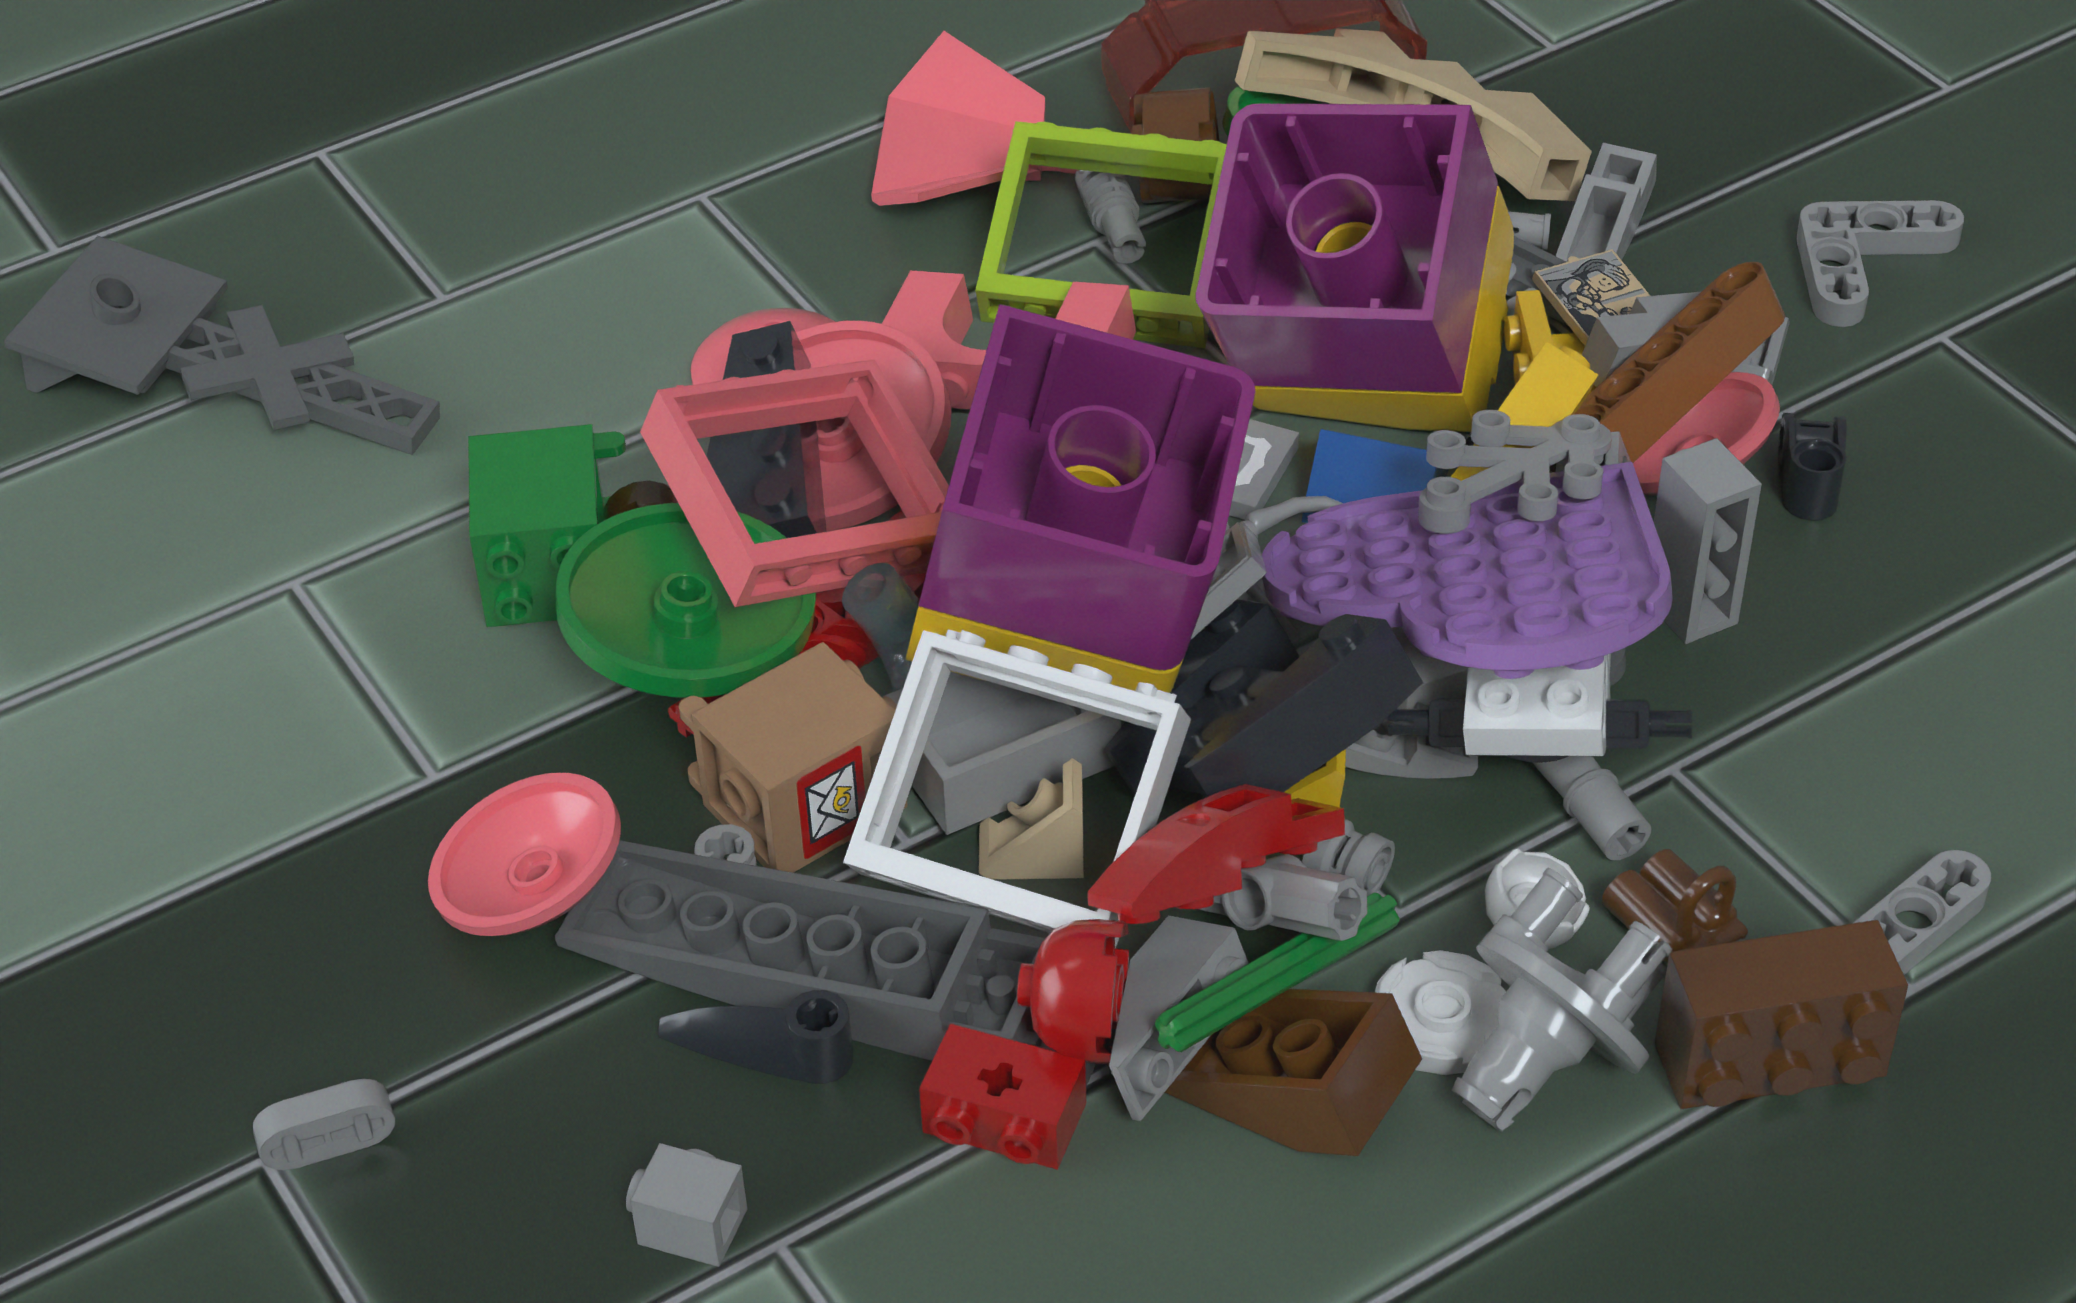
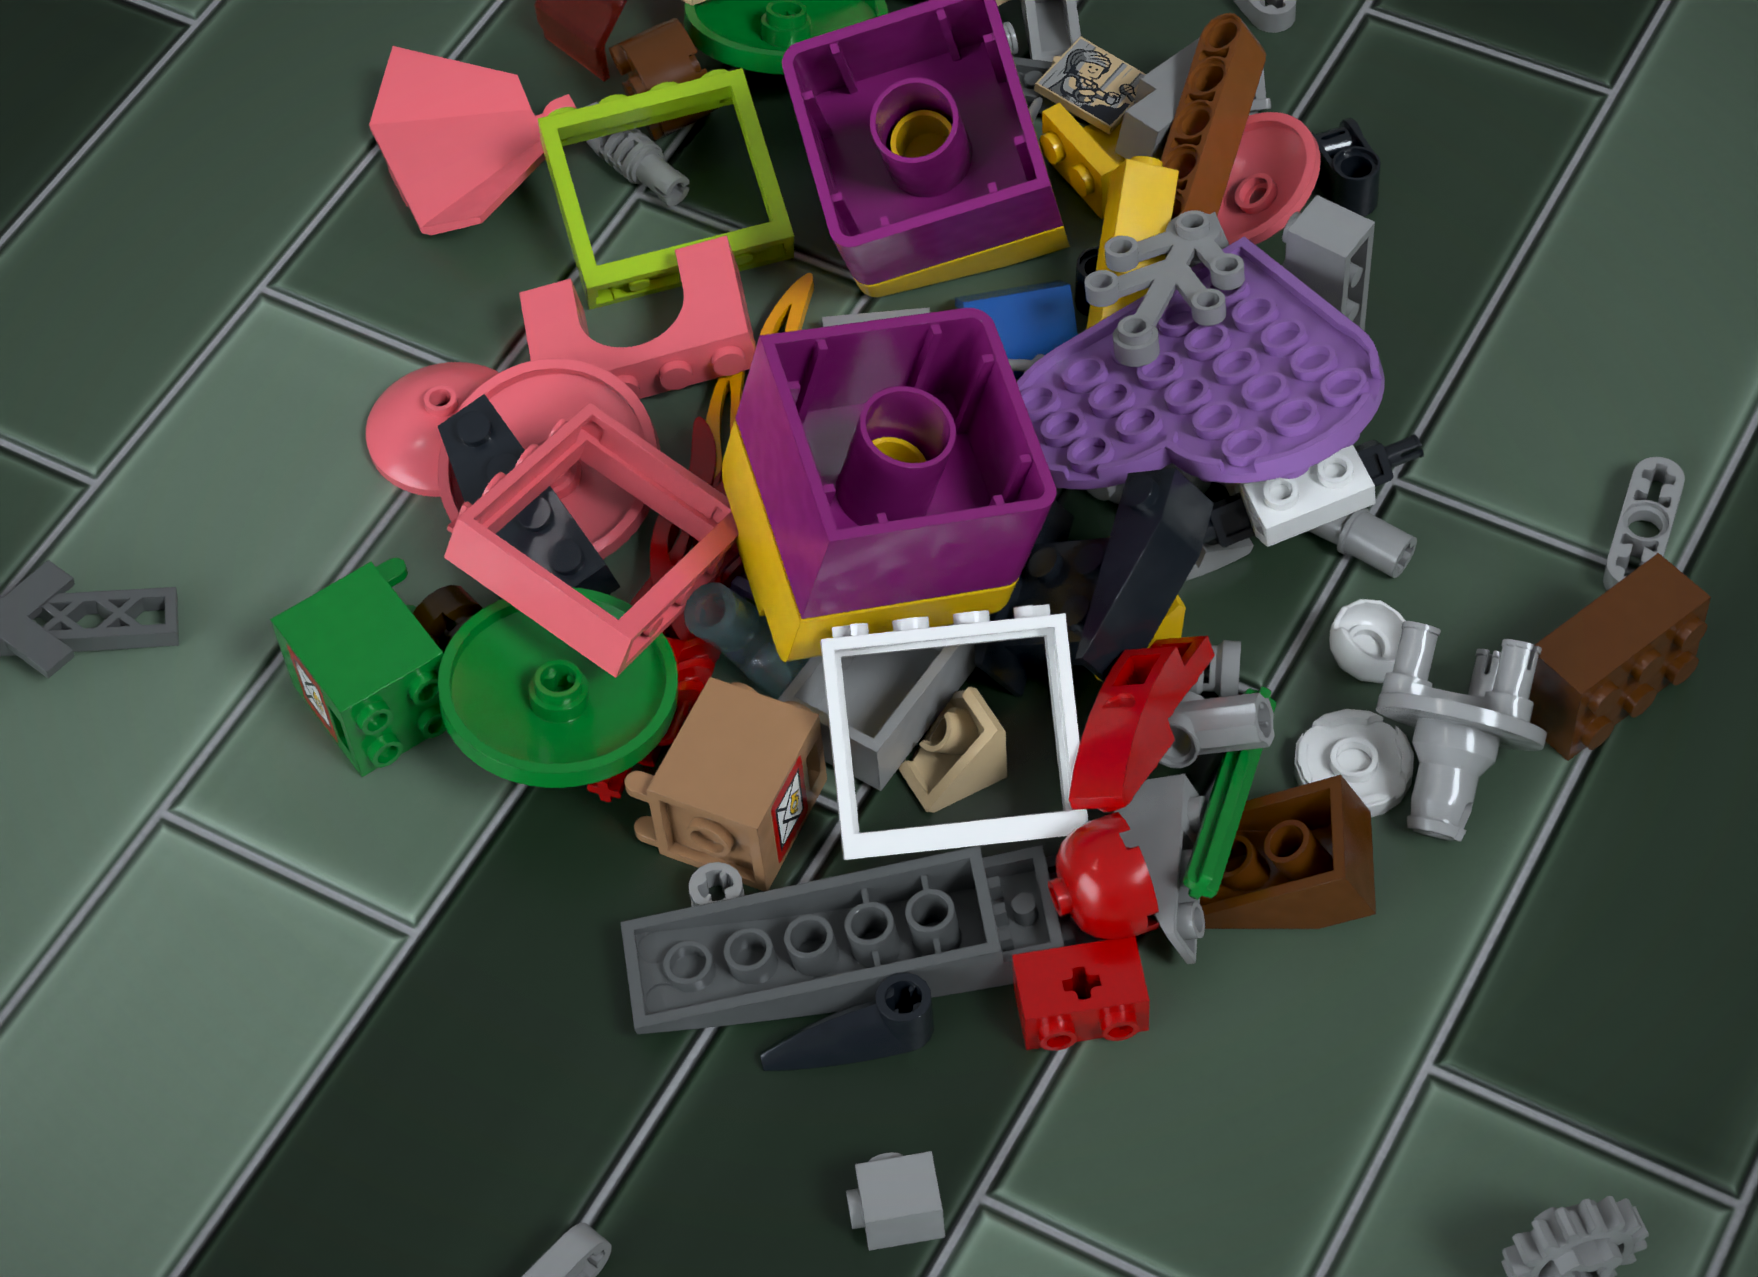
camera: 25 degrees left, 10 degrees up
(524, 854) = (544, 956): coral dish -> none
(1677, 902) = (1476, 600): reddish brown piece -> none

